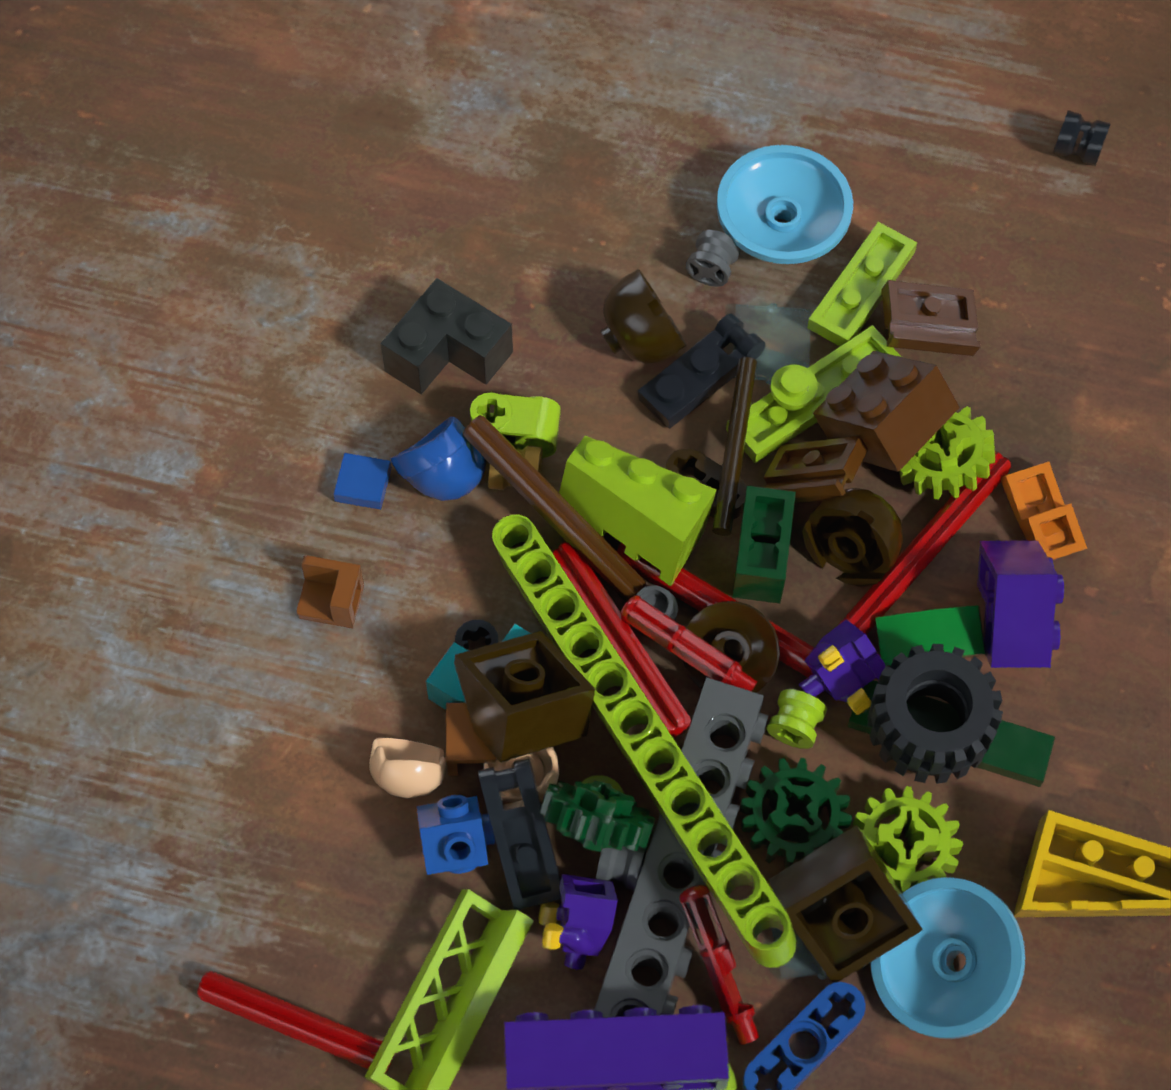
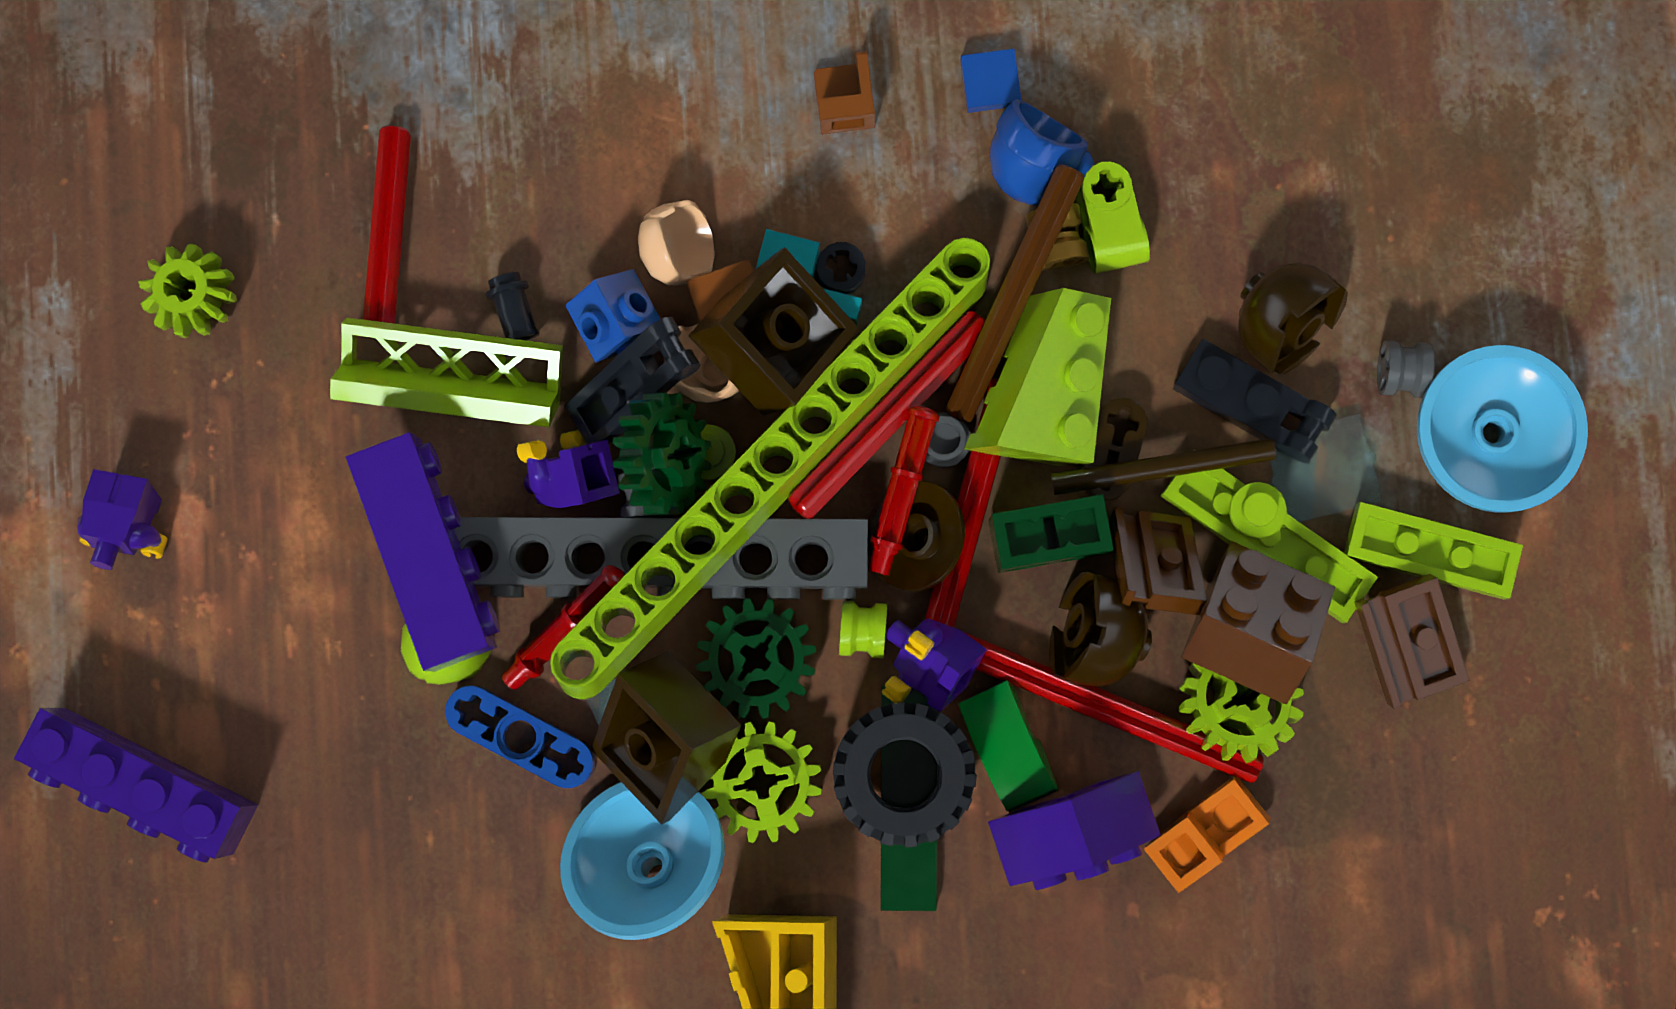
camera: 80 degrees right, 20 degrees up
(408, 927) = (512, 306): none -> black pin
(446, 329) = (1199, 95): pearl dark grey brick -> none

